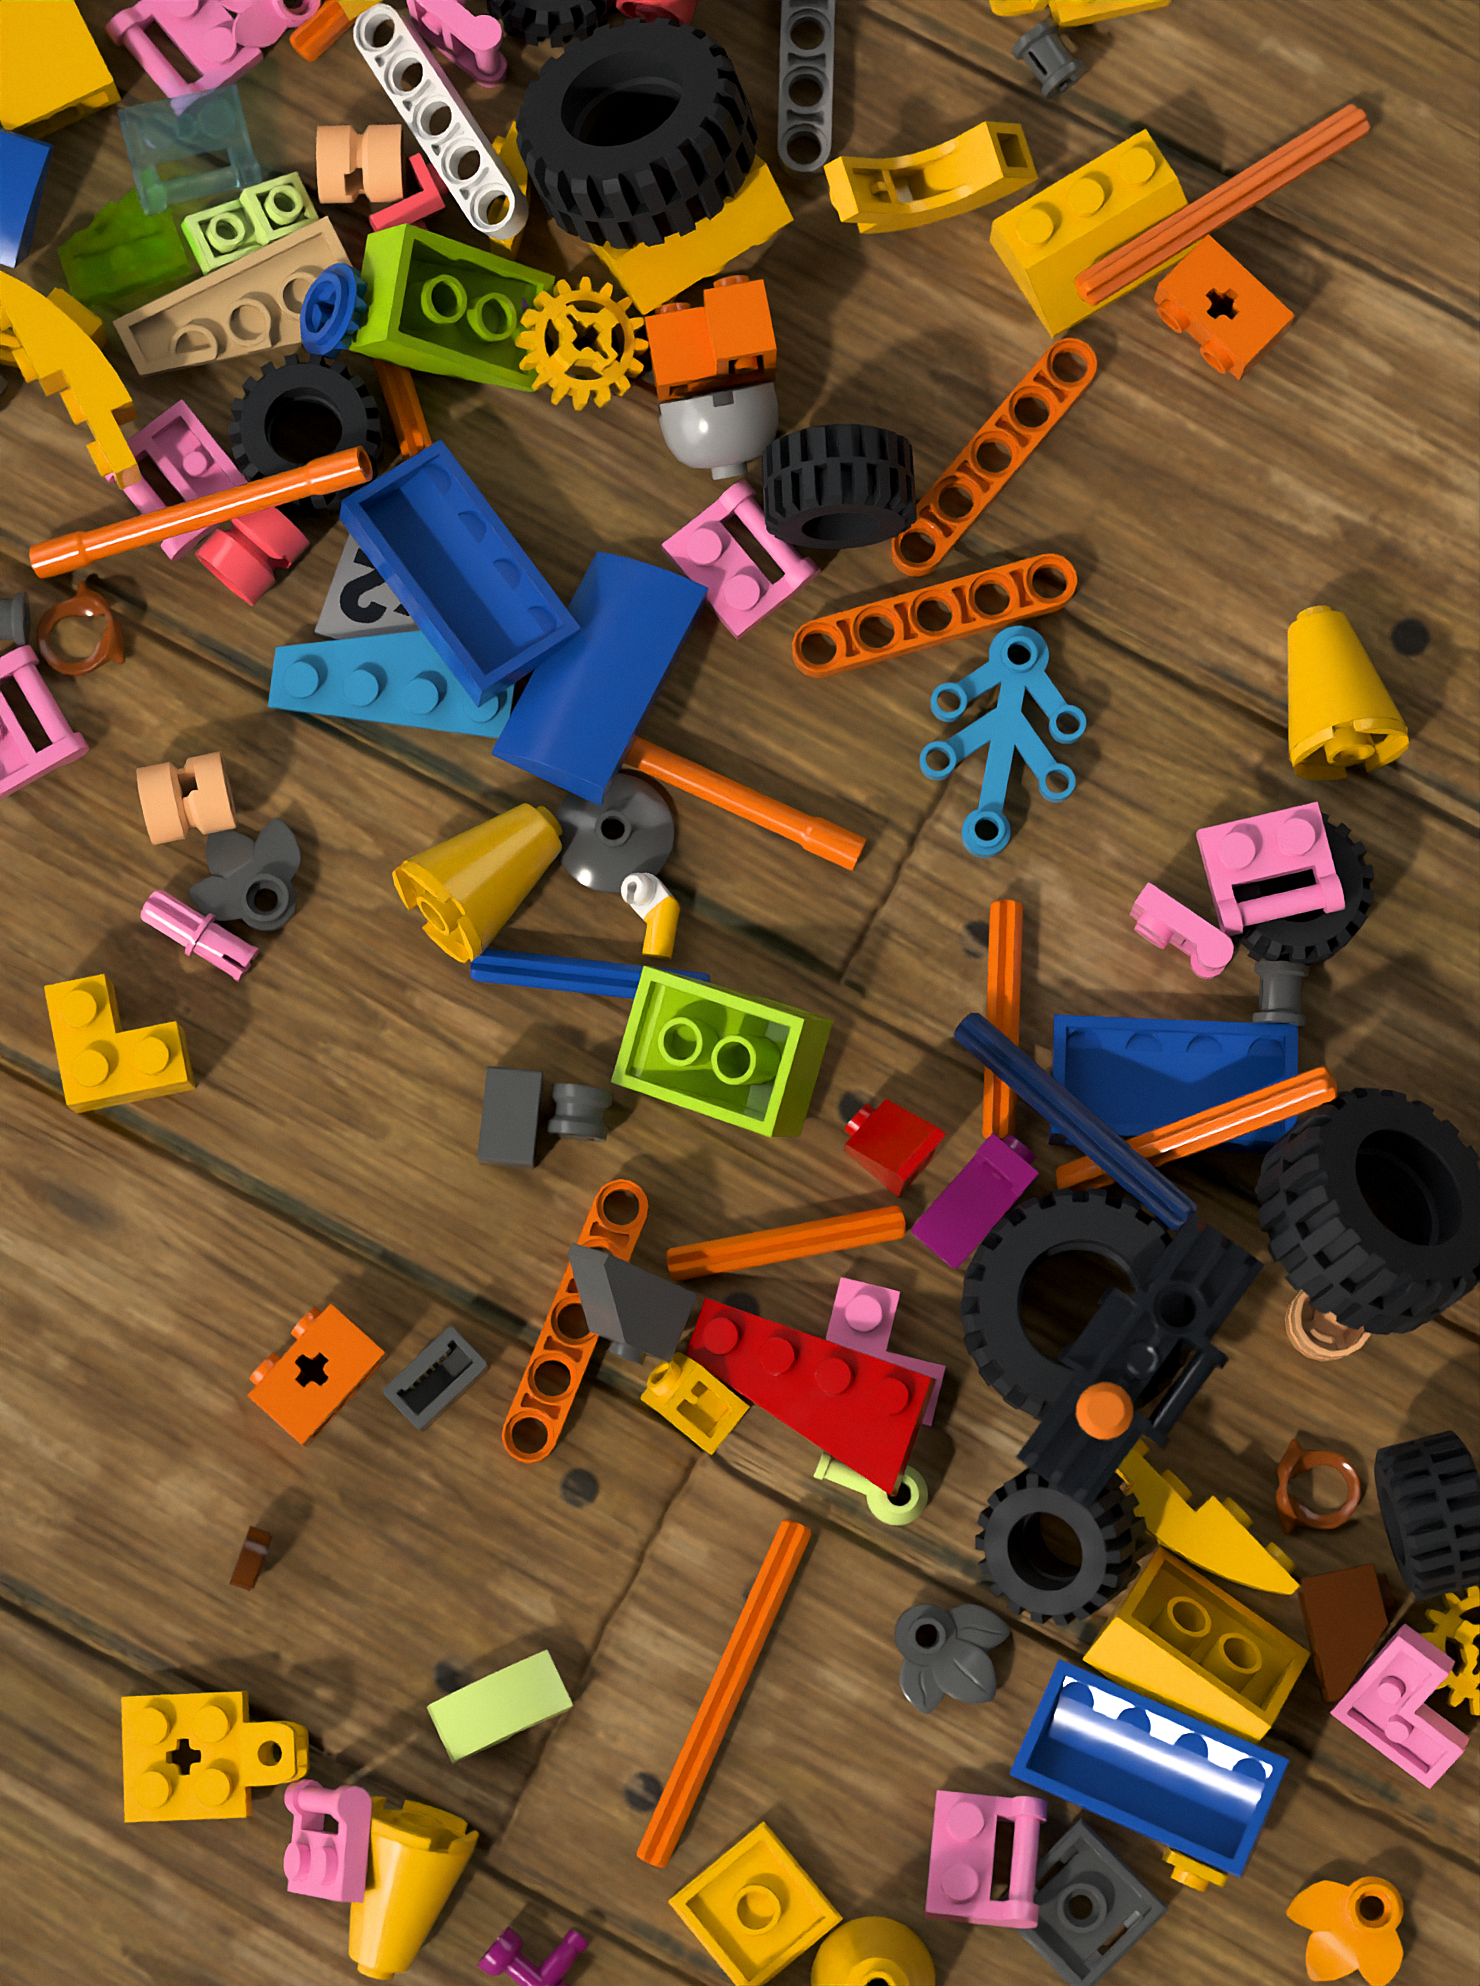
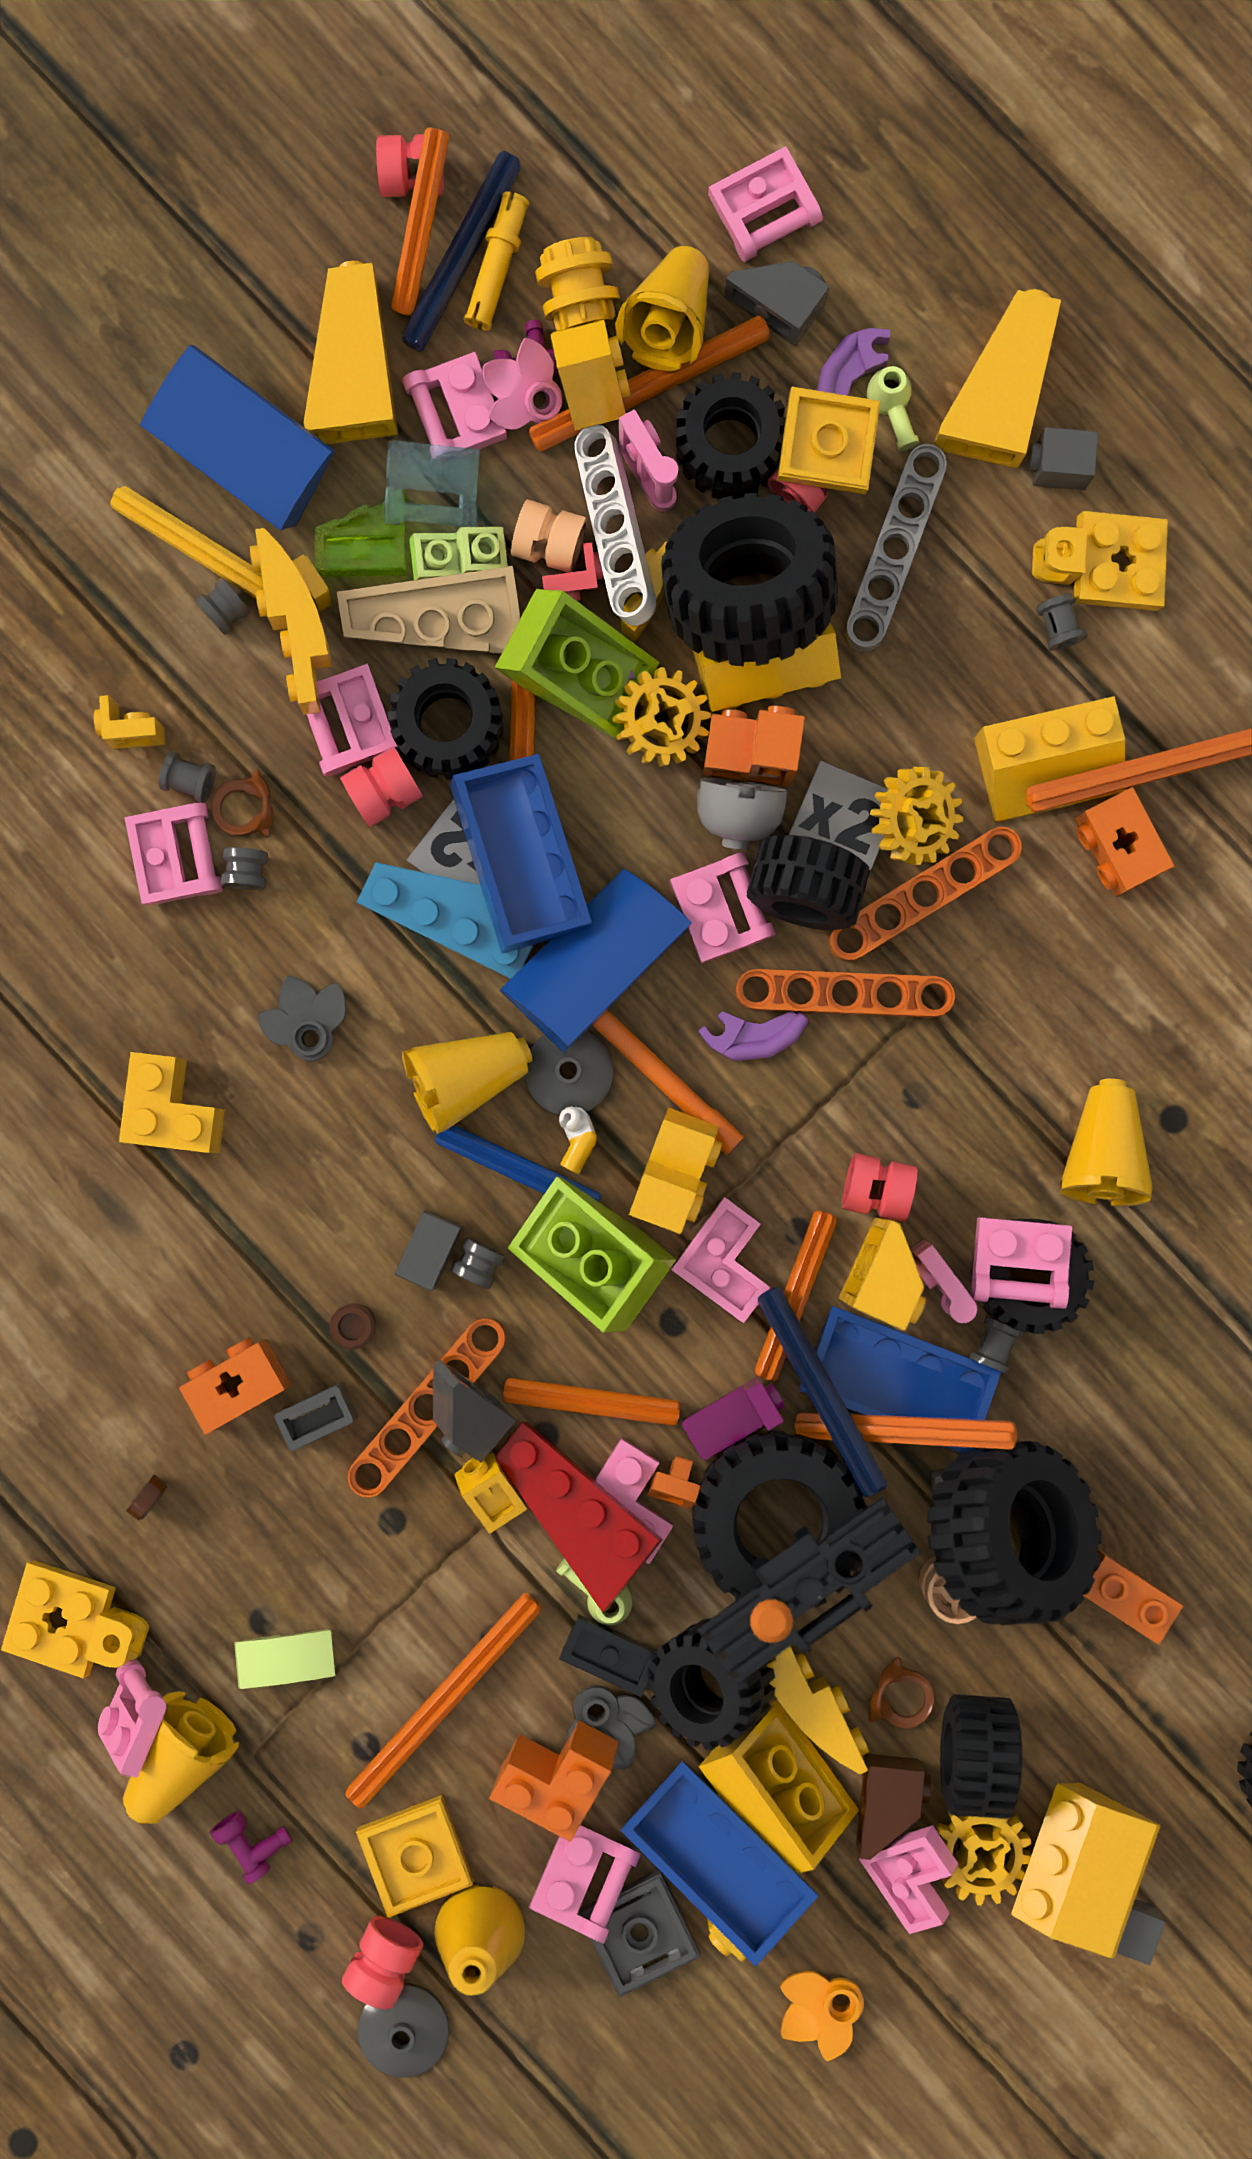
camera: 20 degrees right, 5 degrees up
(108, 710) = (244, 868): none -> dark grey wheel
(186, 798) = (277, 949): light nougat wheel -> none
(199, 934) = (255, 1047): bright pink axle -> none
(315, 478) = (437, 754): orange piece -> none
(330, 330) = (492, 636): blue gear -> none
(444, 1251) = (352, 1326): none -> reddish brown tile
(791, 904) = (671, 1181): none -> yellow brick
(838, 714) = (752, 1040): none -> medium lavender piece
(859, 382) = (839, 812): none -> light grey tile
(881, 1016) = (711, 1263): none -> bright pink plate
(892, 1144) = (688, 1365): red slope -> none
(906, 1750) = (554, 1787): none -> orange brick
(918, 1560) = (608, 1655): none -> black plate
(930, 1313) = (675, 1486): none -> orange tile
(931, 183) = (948, 684): yellow arch -> none
(945, 363) = (919, 814): none -> yellow gear
(1004, 729) = (866, 1092): dark azure plant -> none
(1082, 841) = (894, 1192): none -> coral wheel
(1106, 948) = (885, 1277): none -> yellow slope

